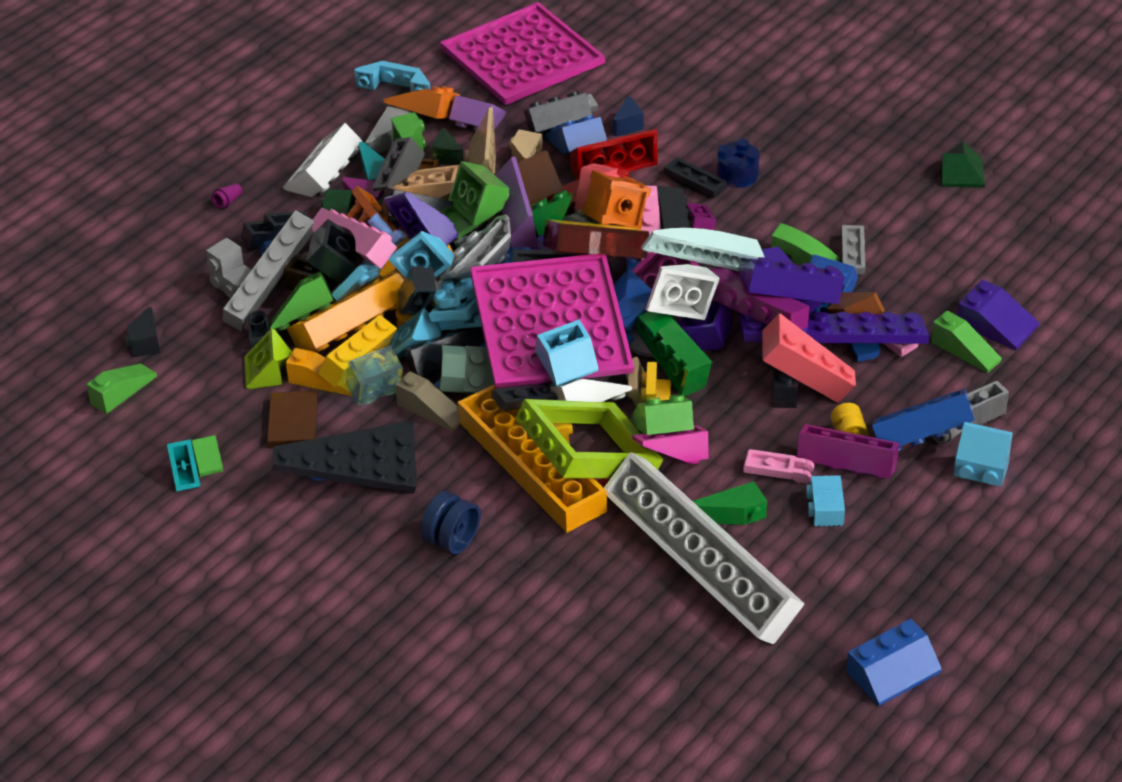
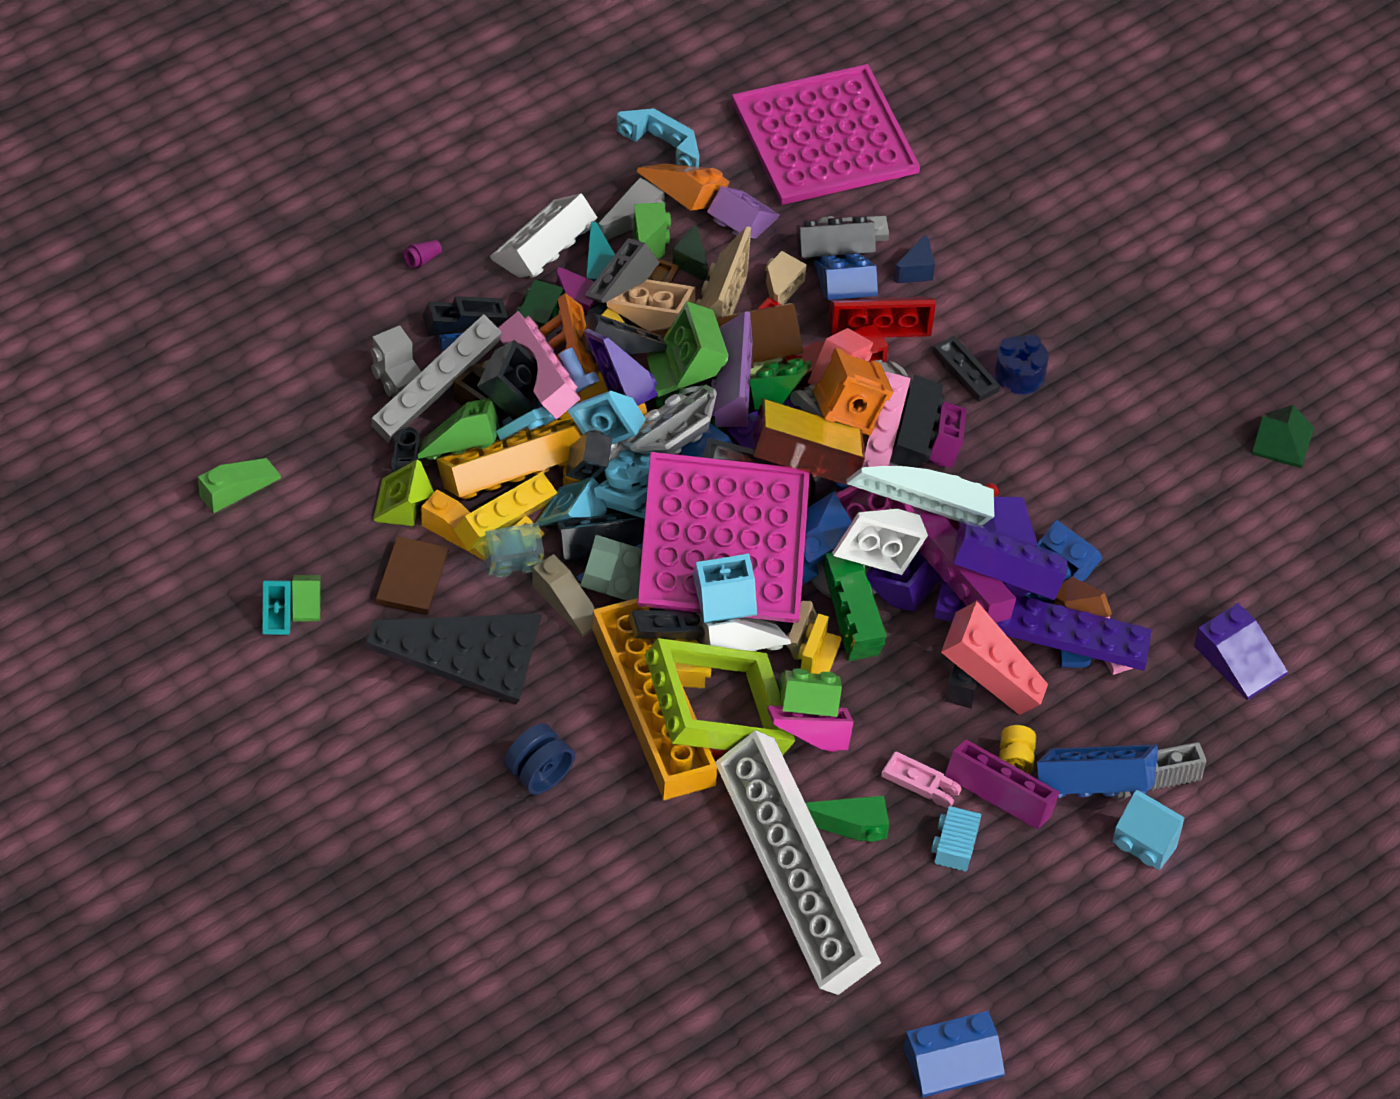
camera: 10 degrees right, 10 degrees up
(143, 335) = (278, 422): black slope -> none
(799, 245) = (1054, 501): bright green slope -> none
(853, 247) = (1112, 517): light grey plate -> none
(963, 341) = (1188, 675): bright green slope -> none

